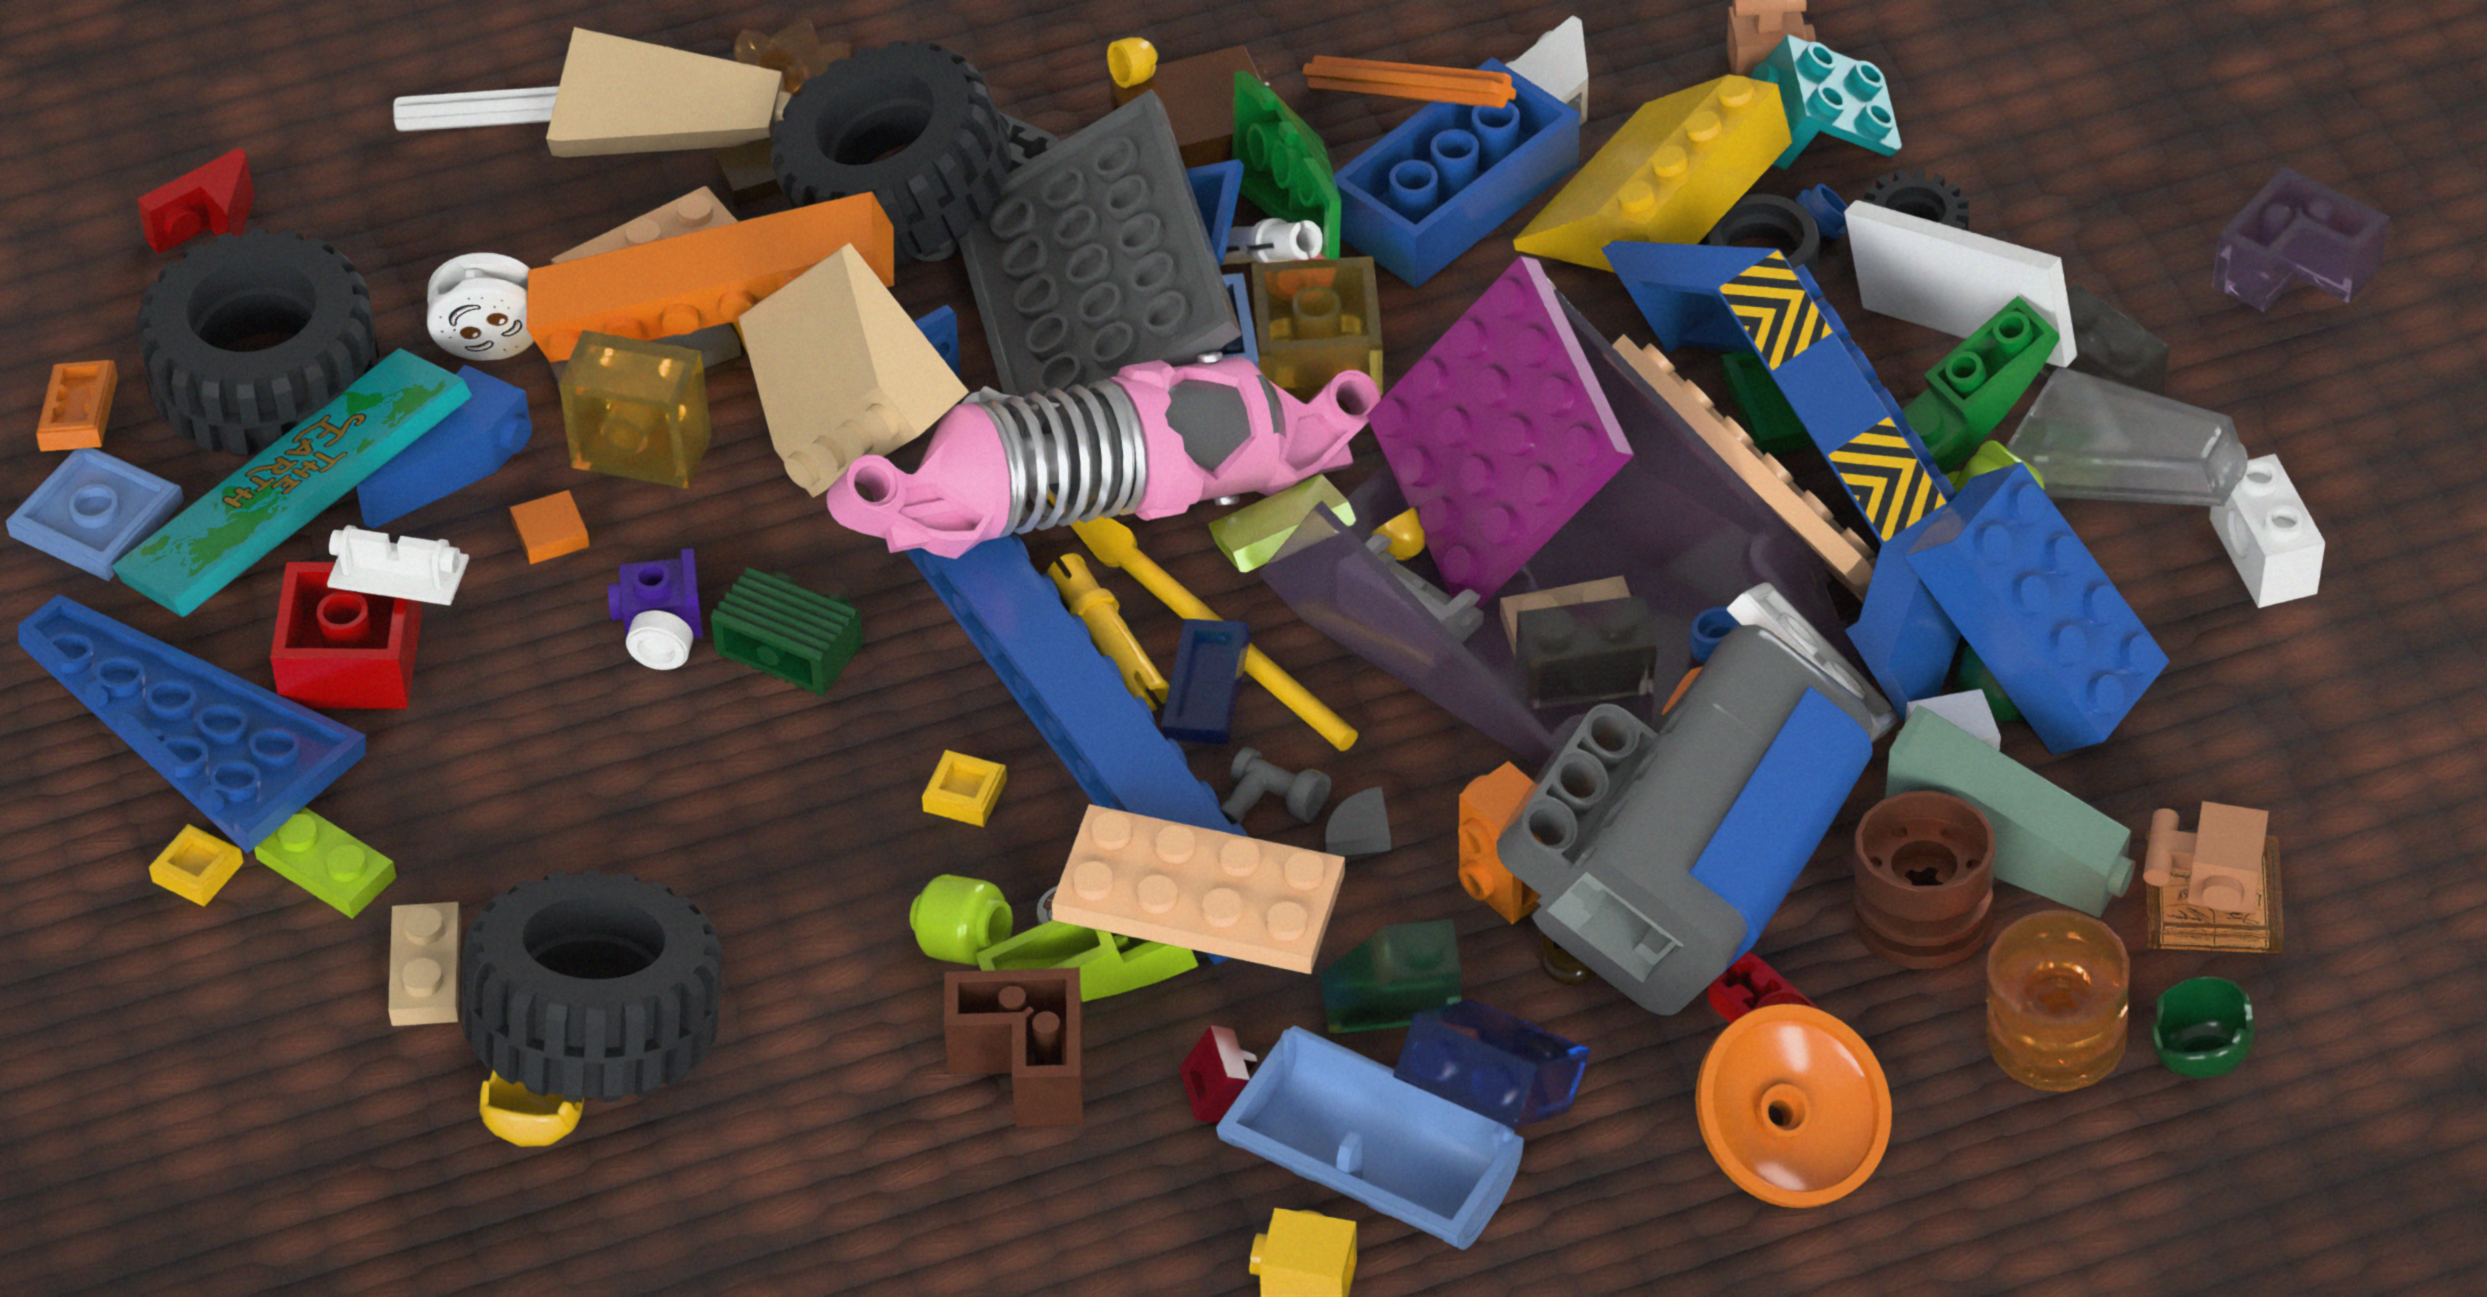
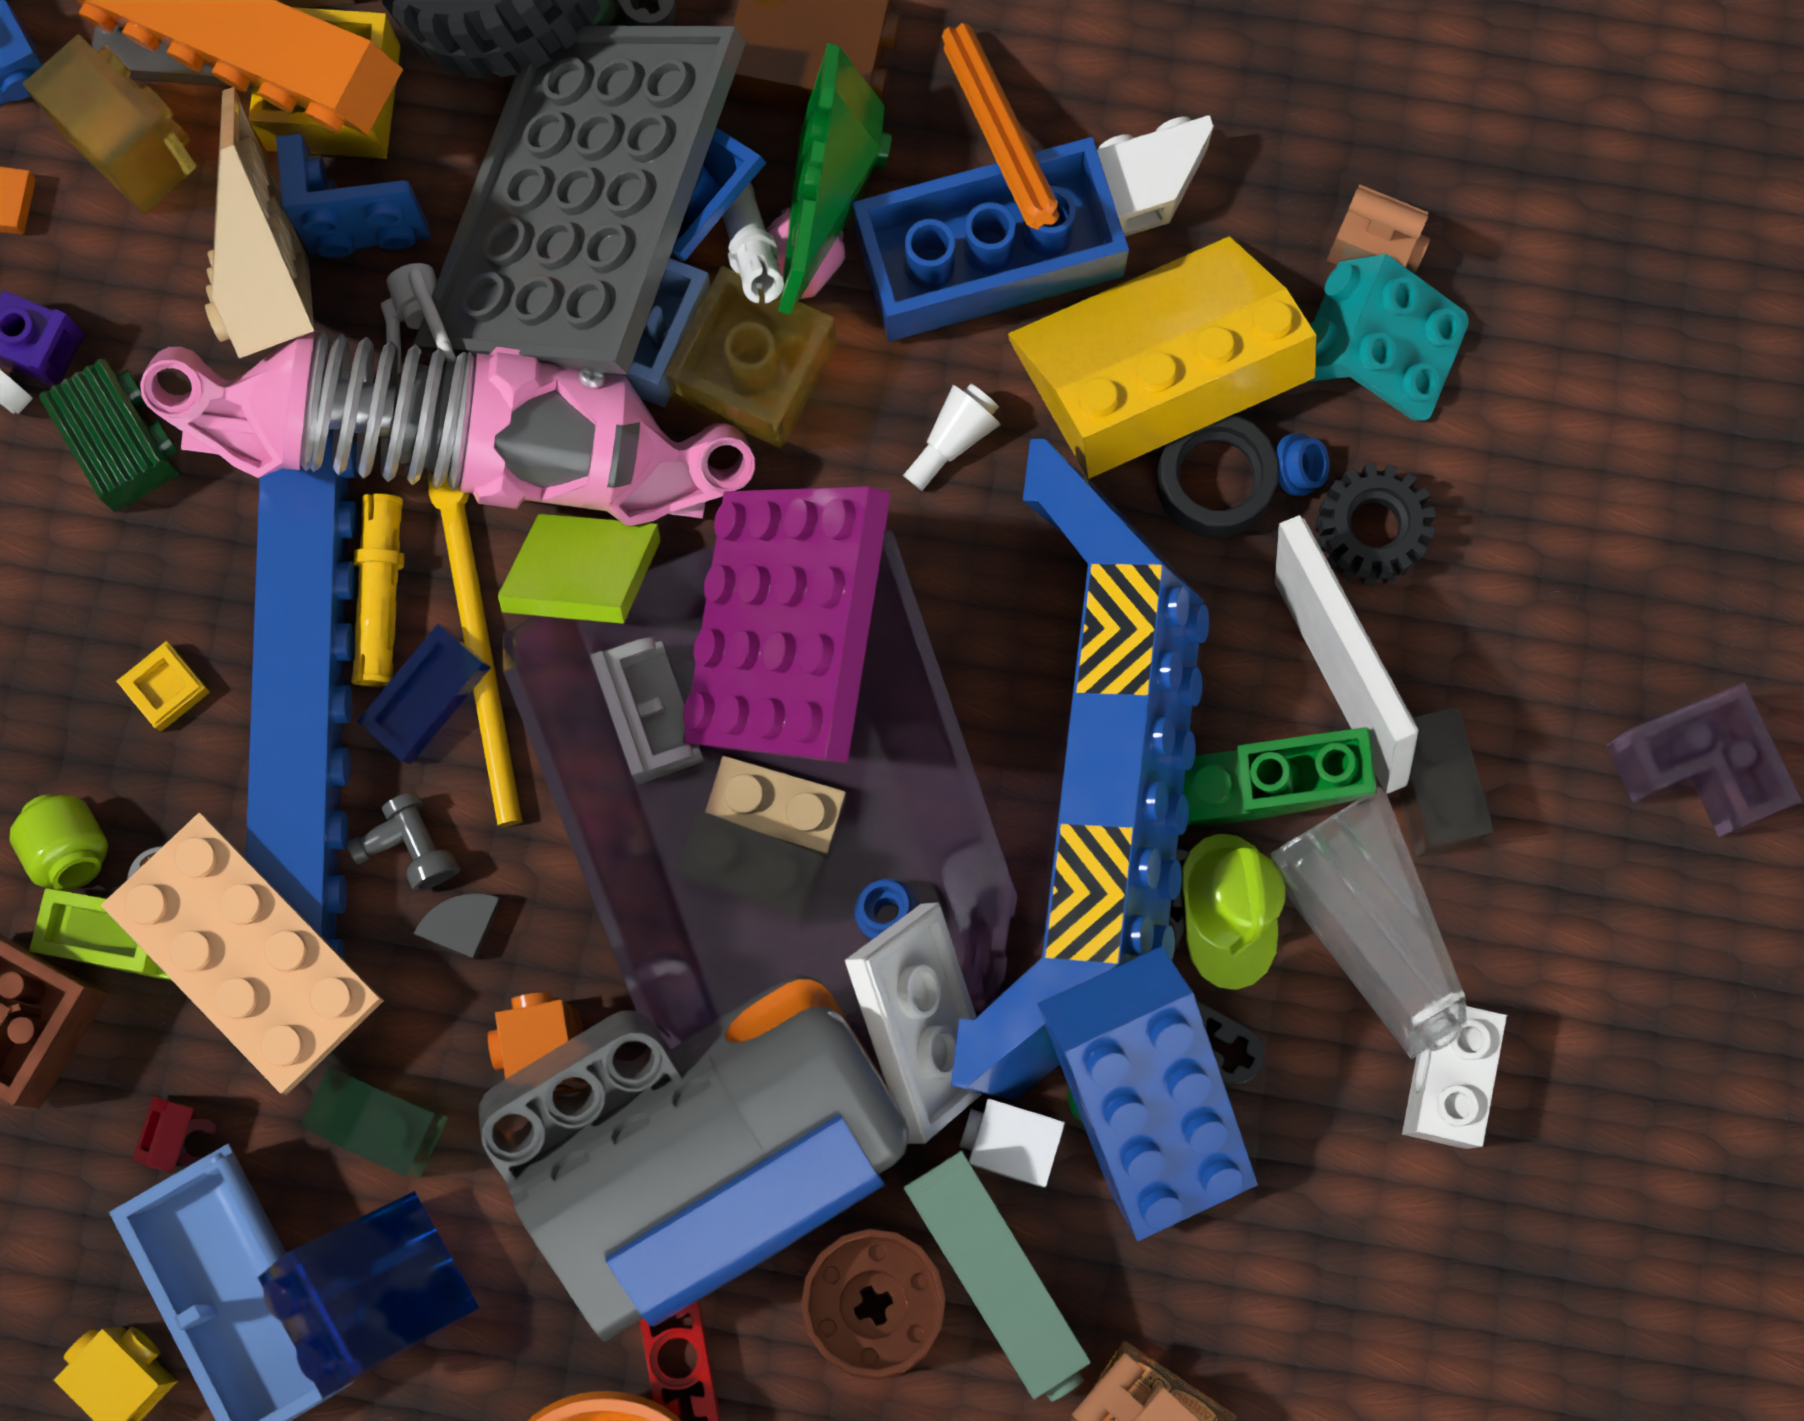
camera: 30 degrees right, 30 degrees up
(1405, 533) = (678, 632): yellow hinge -> none
(1841, 550) = (1015, 742): light nougat plate -> none

